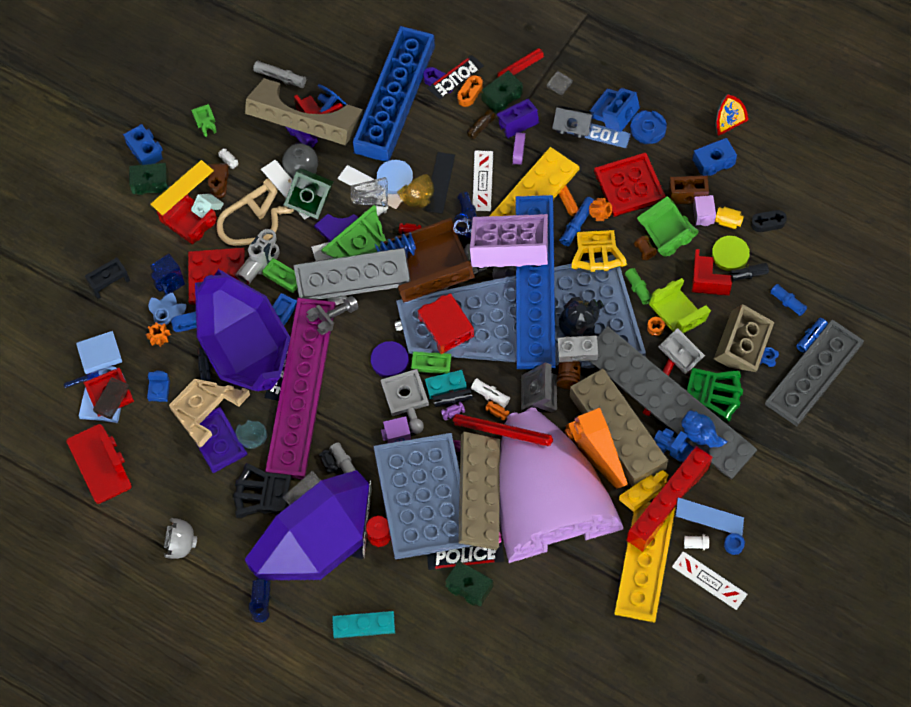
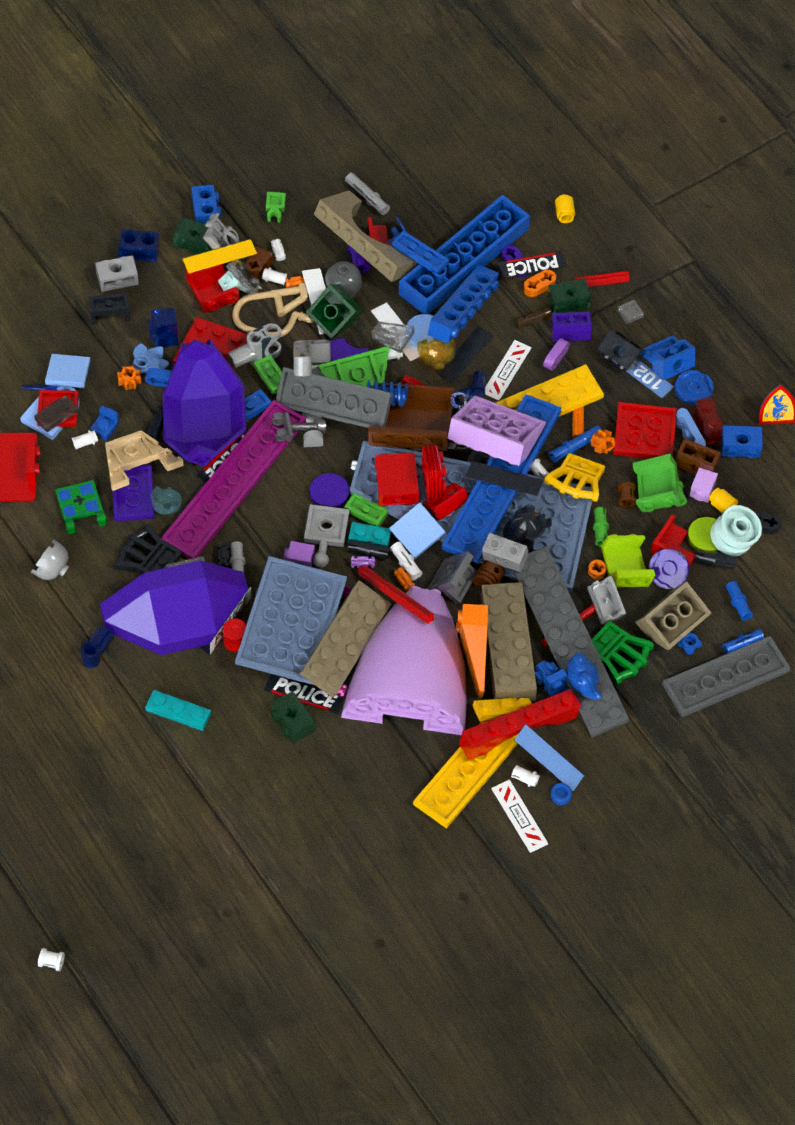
camera: 20 degrees right, 5 degrees down
(93, 251) = (116, 273): none -> light grey brick
(104, 211) = (140, 244): none -> clear blue brick
(144, 413) = (85, 439): none -> white pin
(169, 166) = (218, 233): none -> light grey piece
(173, 470) = (80, 502): none -> green flag
(218, 199) = (240, 272): none -> clear smoke plate
(238, 184) = (274, 276): none -> white pin
(257, 181) = (294, 281): none -> orange piece
(307, 243) = (310, 352): none -> light grey beam
(350, 318) = (313, 438): none -> light grey tile
(358, 108) = (420, 252): none -> blue tile
(419, 141) = (463, 304): none -> blue brick
(456, 15) = (565, 208): none -> yellow brick
(476, 303) = (433, 472): none -> red brick
(487, 361) = (417, 530): none -> light blue tile
(498, 323) = (452, 499): none -> red slope
(538, 280) = (504, 478): none -> black sticker
(559, 258) = (538, 469): none -> white pin
(666, 165) = (688, 427): none -> medium blue plate
(676, 150) = (708, 420): none -> clear red brick
(718, 297) = (670, 568): none -> tile
(755, 239) = (736, 530): none -> light aqua wheel

